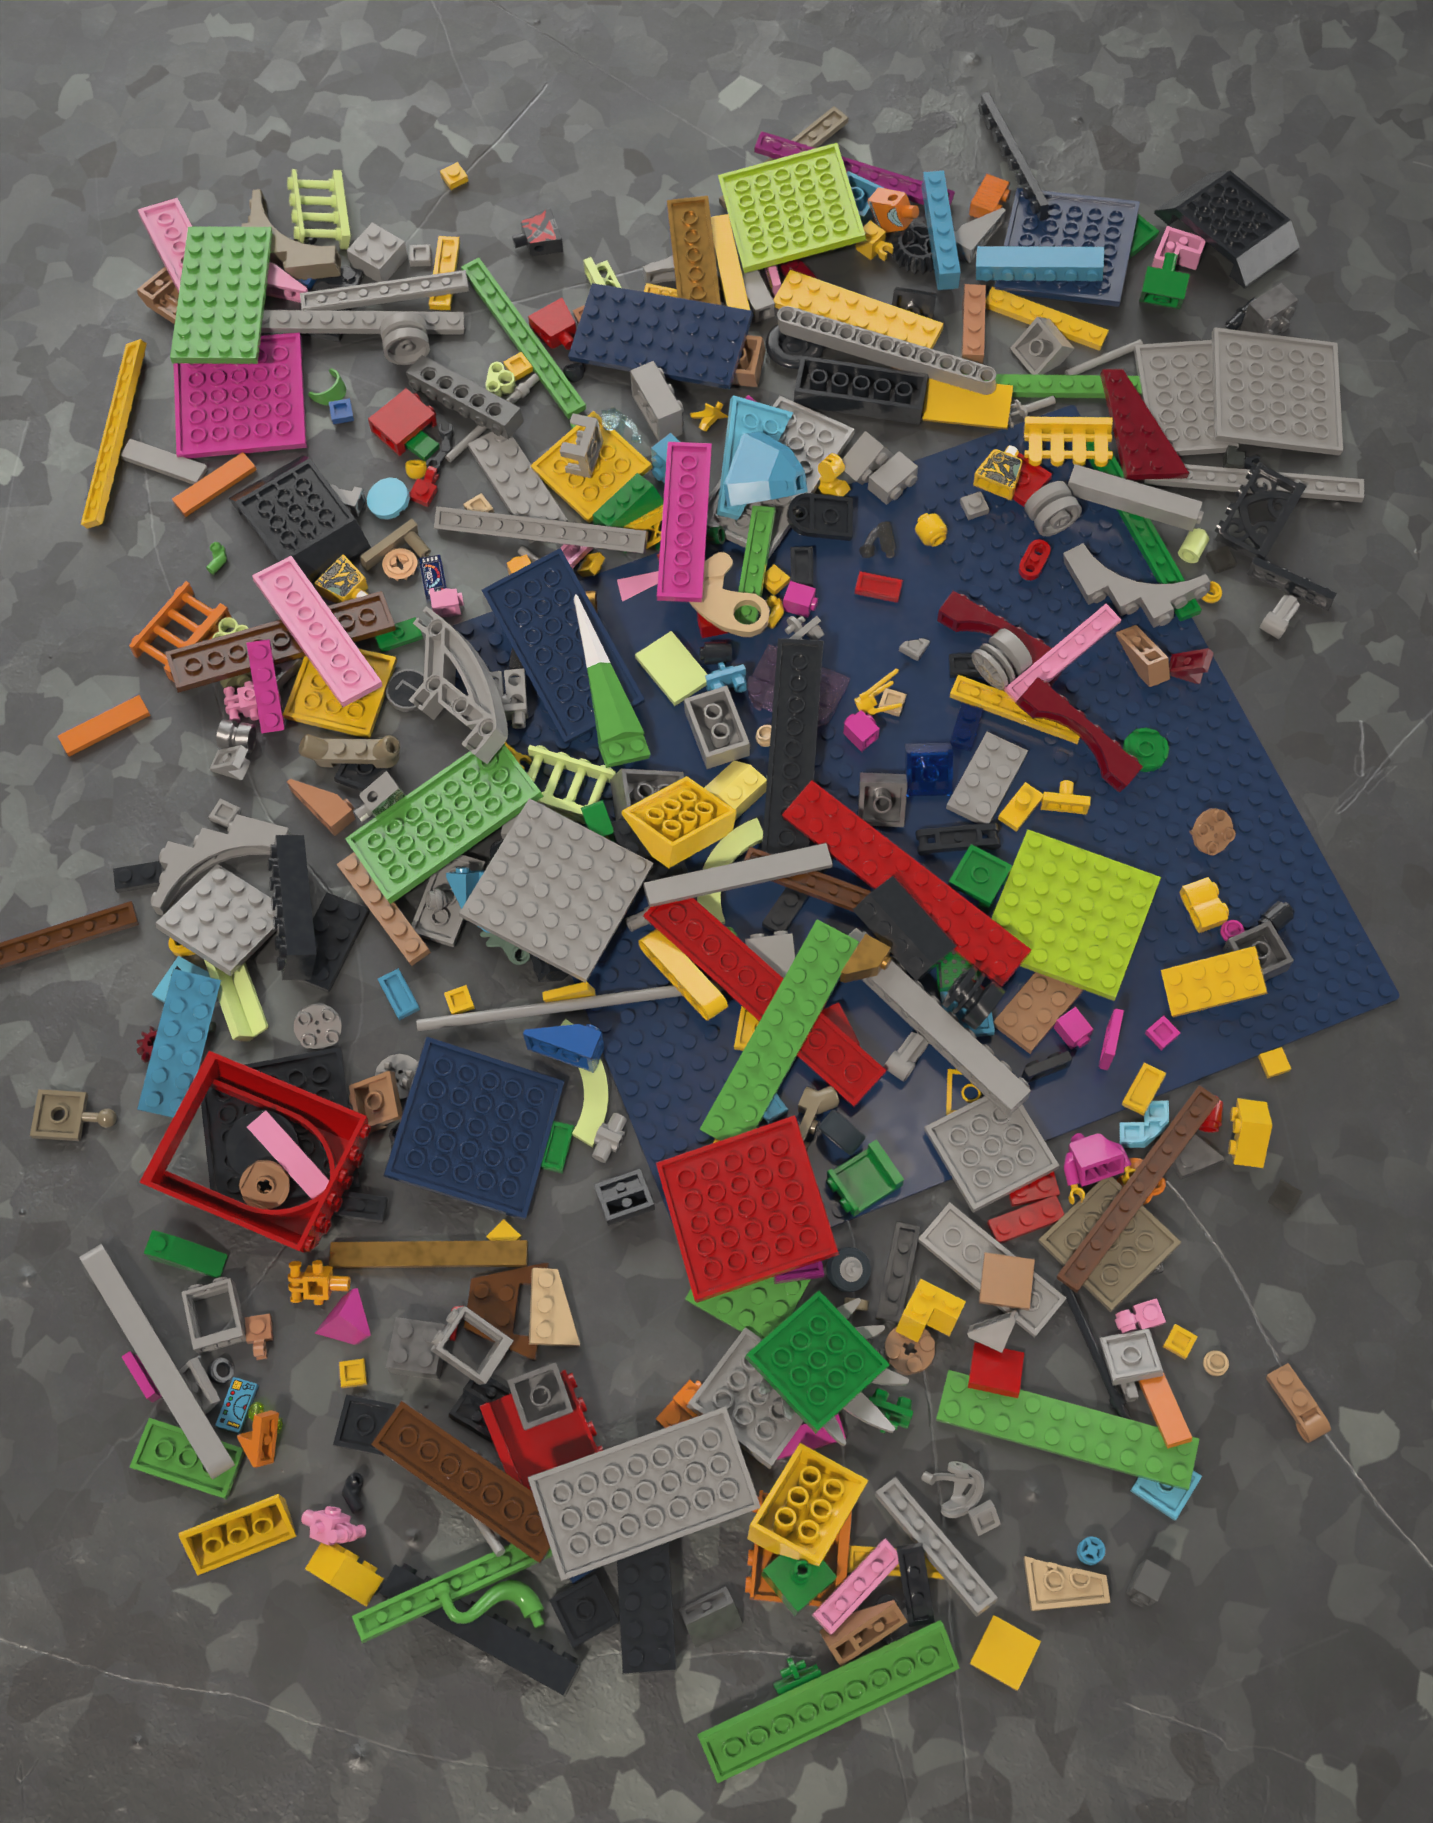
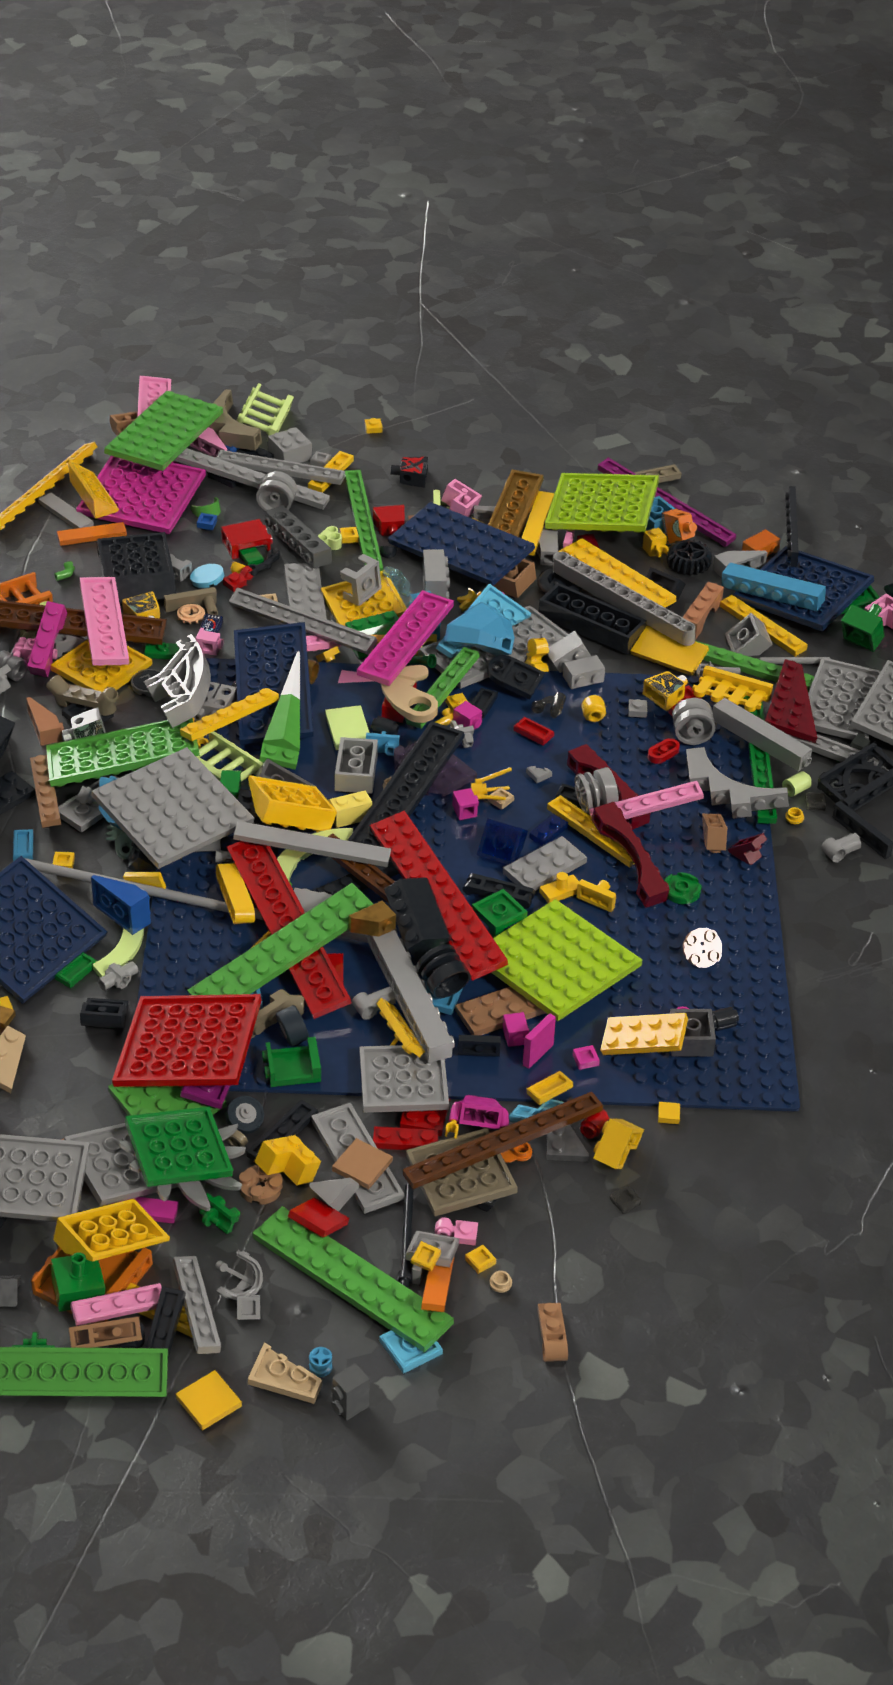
camera: 20 degrees right, 25 degrees down
(184, 423) = (91, 491): none -> yellow slope
(520, 392) = (342, 549): light grey bar -> none
(544, 721) = (229, 714): none -> yellow plate
(623, 261) = (461, 498): none -> bright pink brick
(882, 799) = (455, 847): flat silver slope -> none
(940, 230) = (707, 545): dark azure brick -> none
(958, 1085) = (400, 1027): none -> yellow plate
(1138, 1379) = (426, 1256): none -> yellow tile
(1204, 905) = (669, 990): yellow brick -> none

